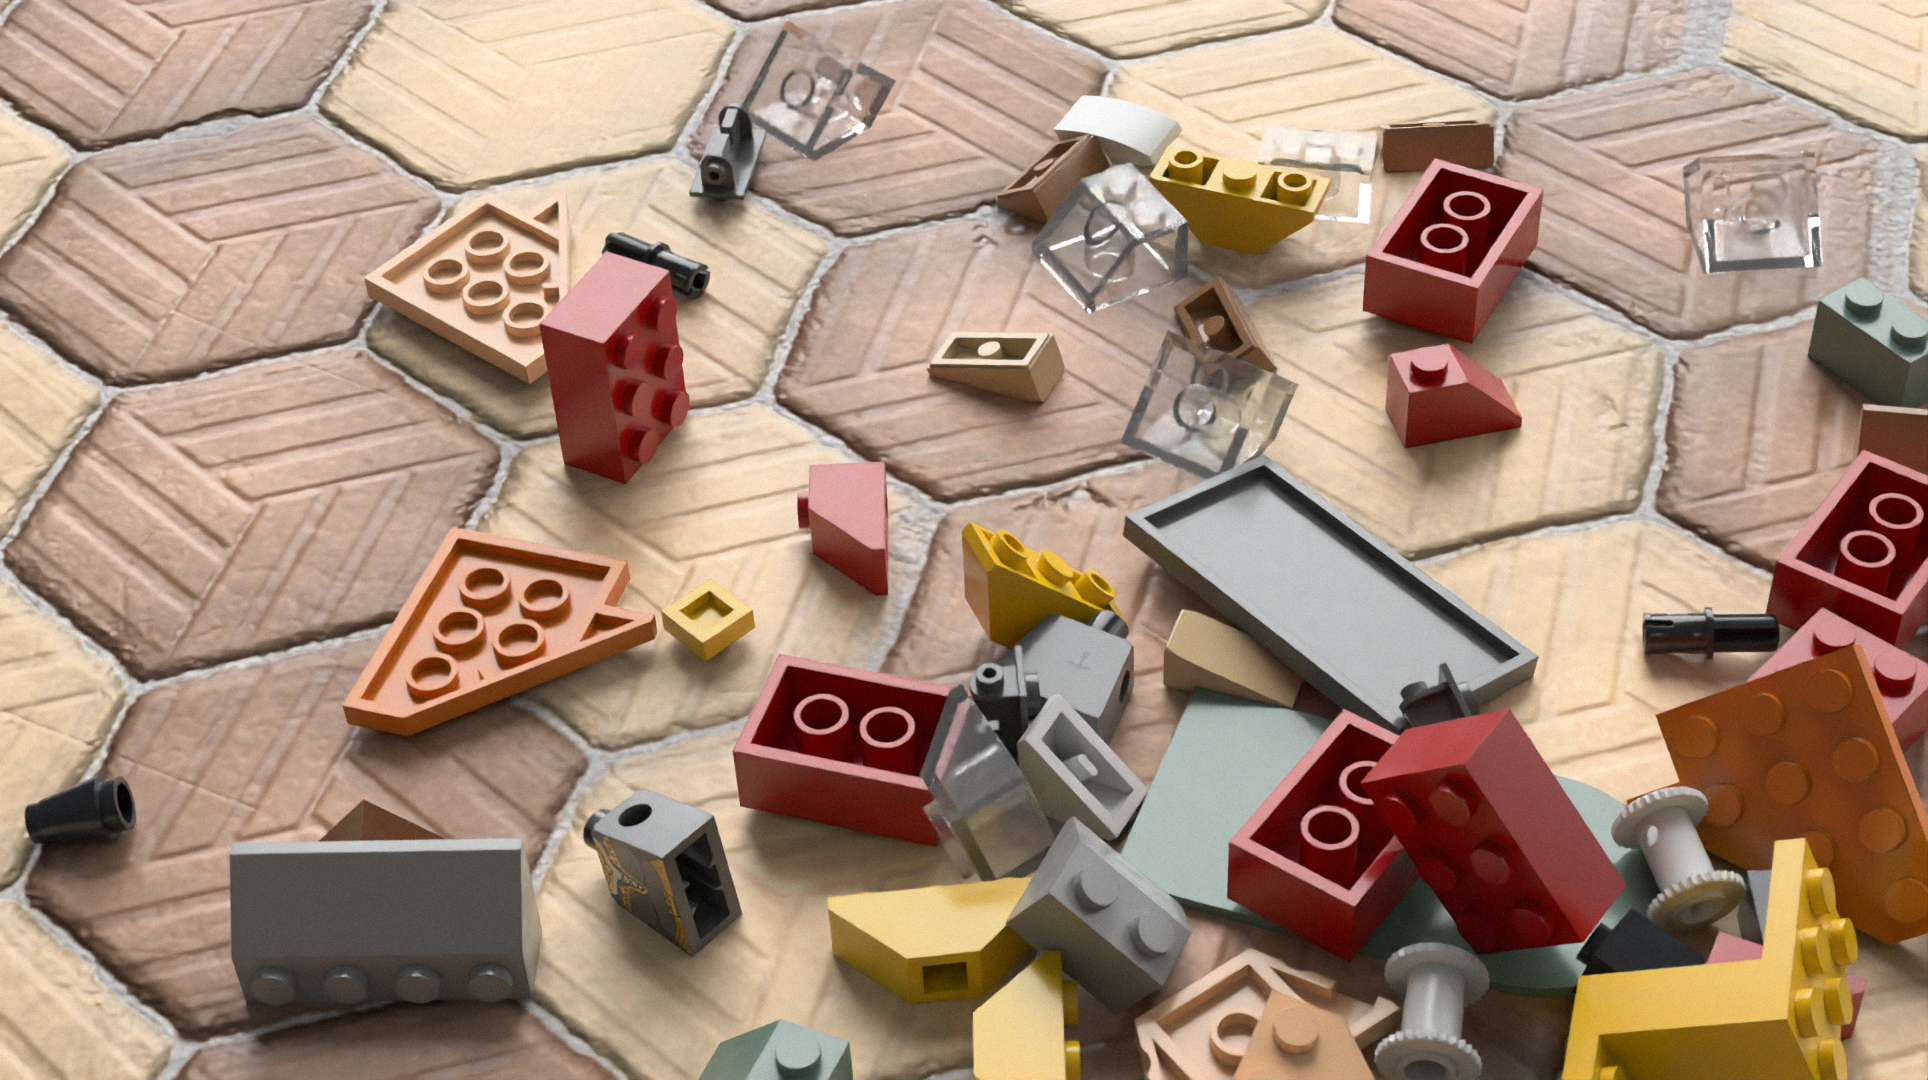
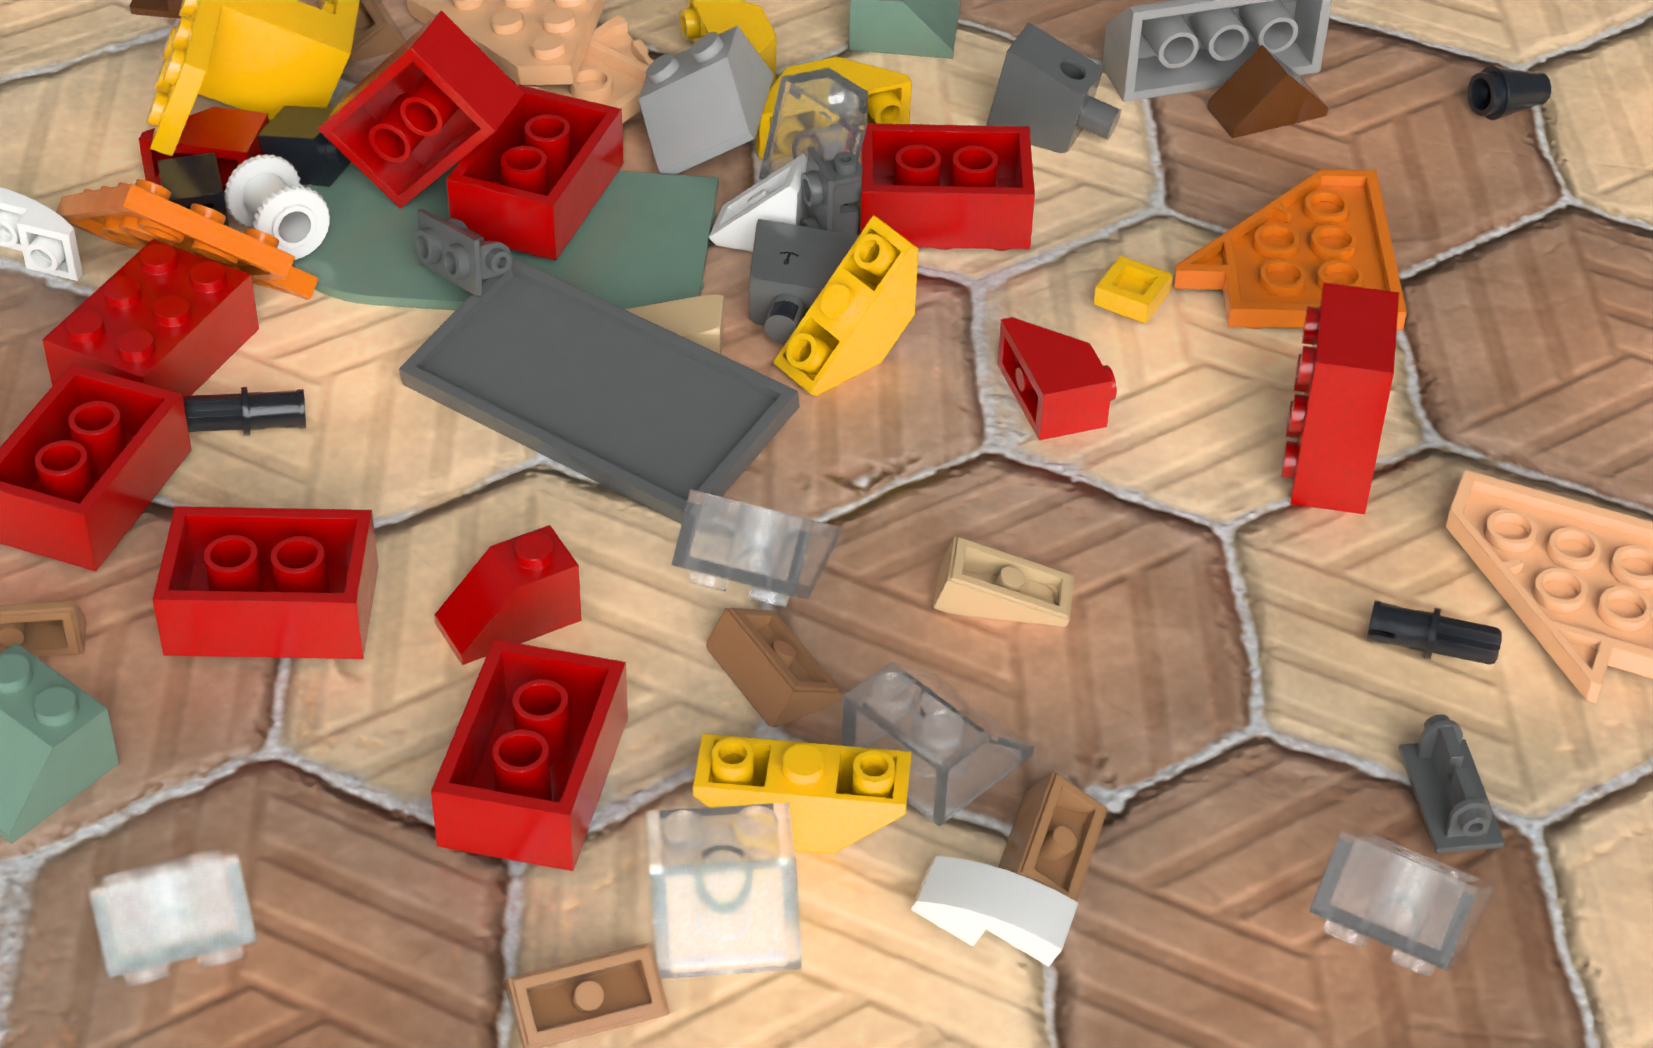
camera: 160 degrees right, 0 degrees up
(1679, 417) = (266, 582): none -> red brick

